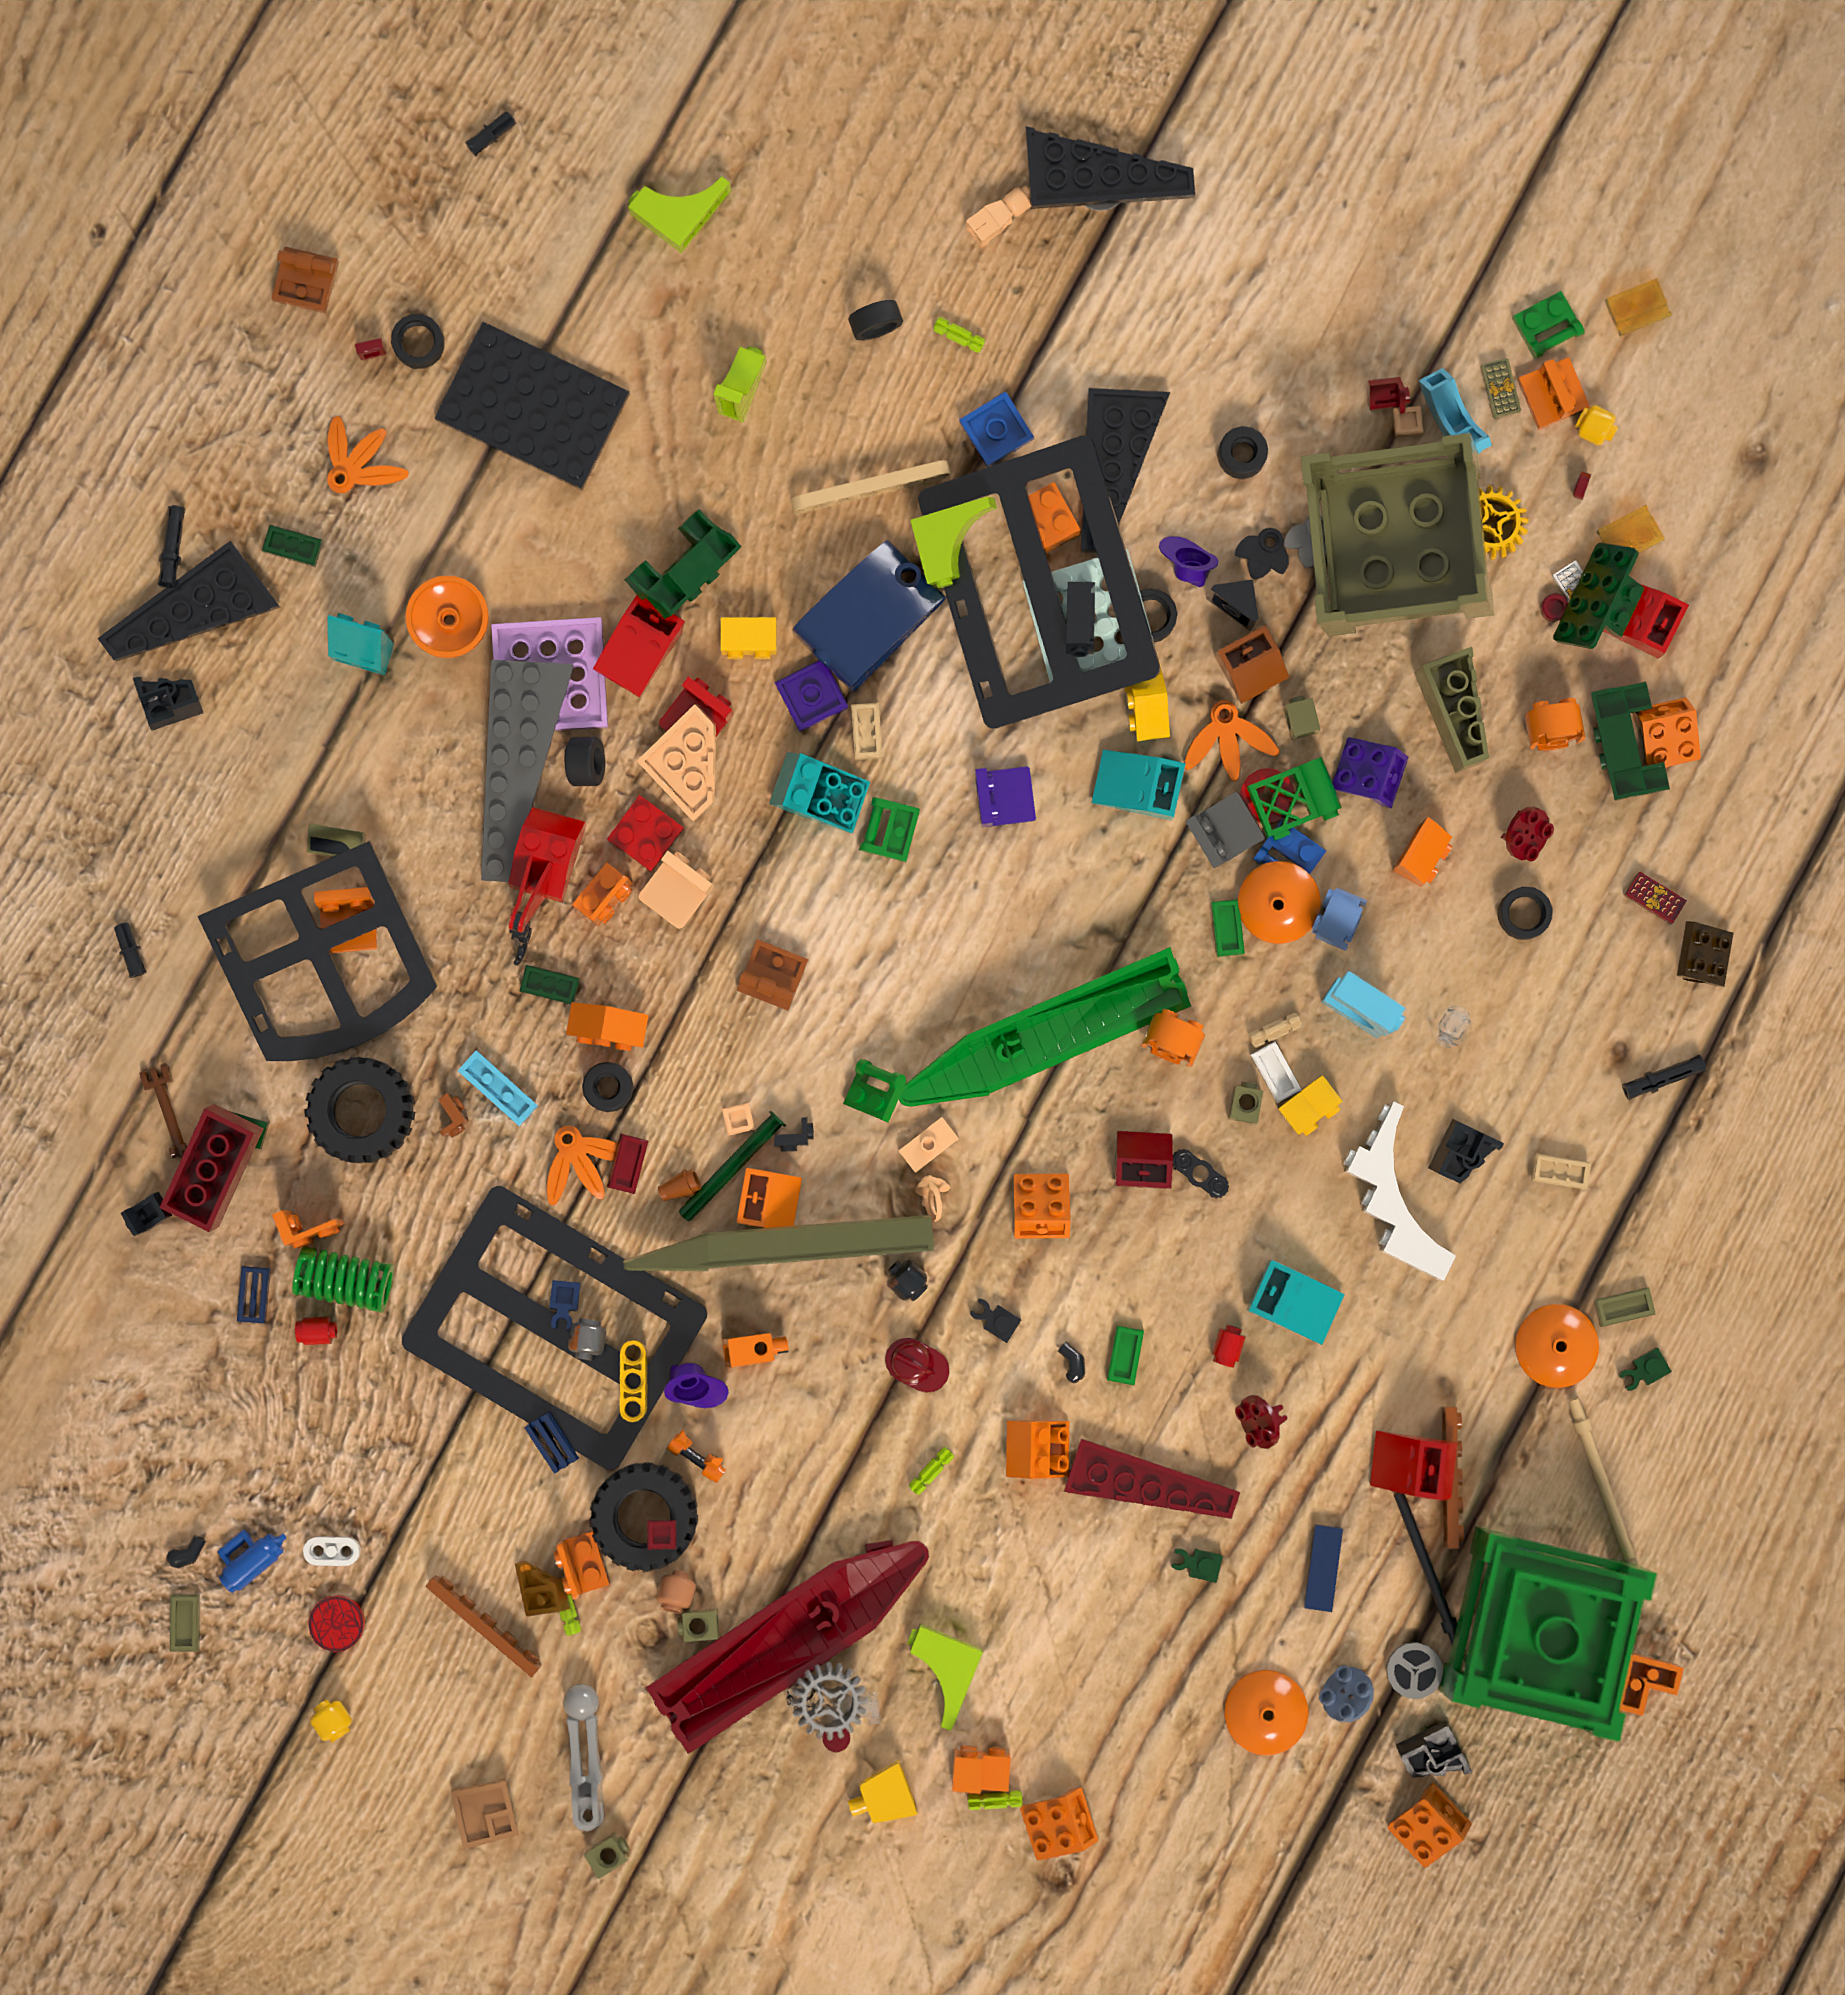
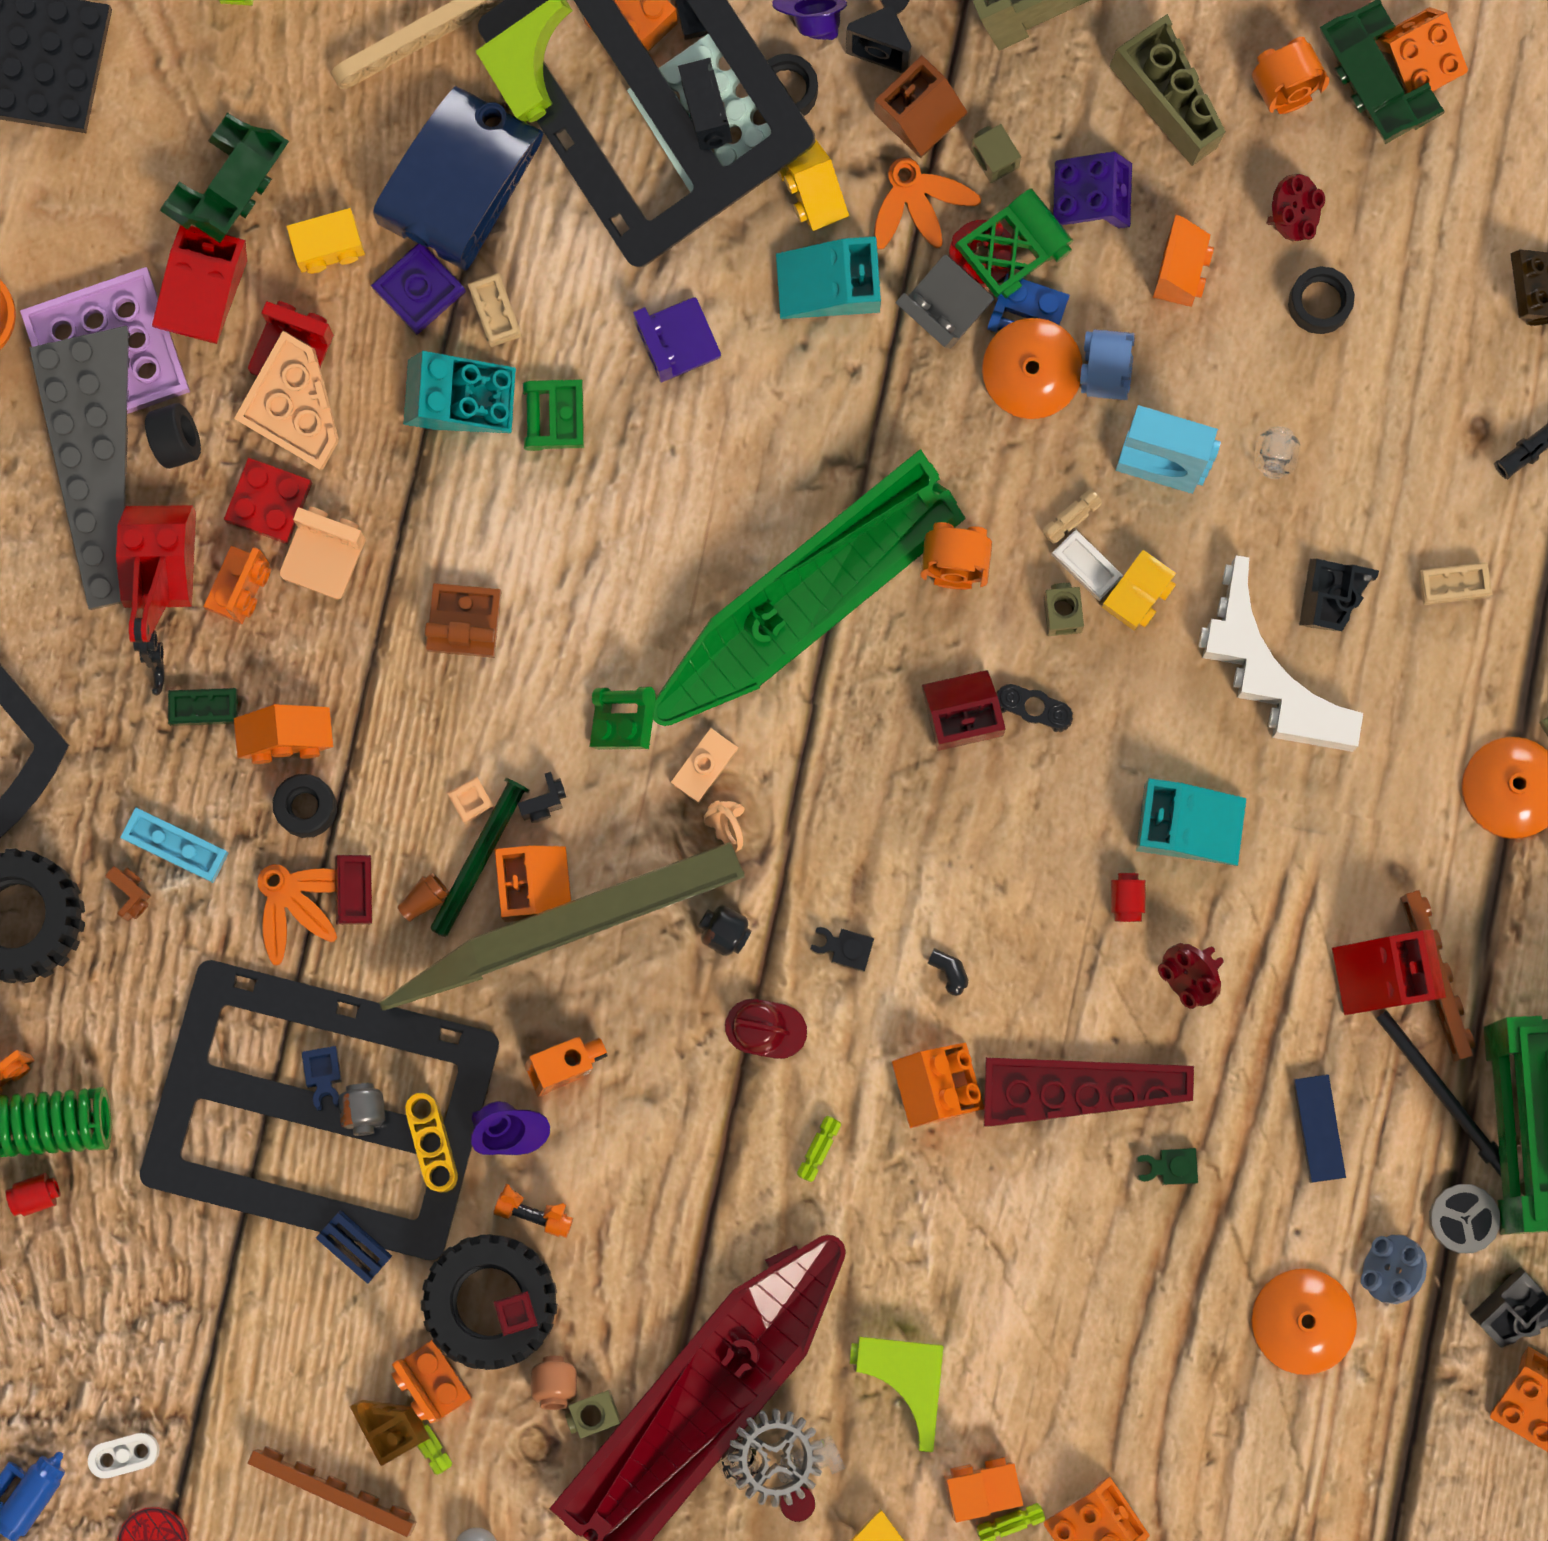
camera: 15 degrees left, 5 degrees down
(1041, 1206) = (859, 798): orange bracket -> none
(1125, 1355) = (1009, 945): green tile -> none
(1227, 928) = (981, 416): green tile -> none
(1655, 898) = (1466, 241): dark red tile -> none

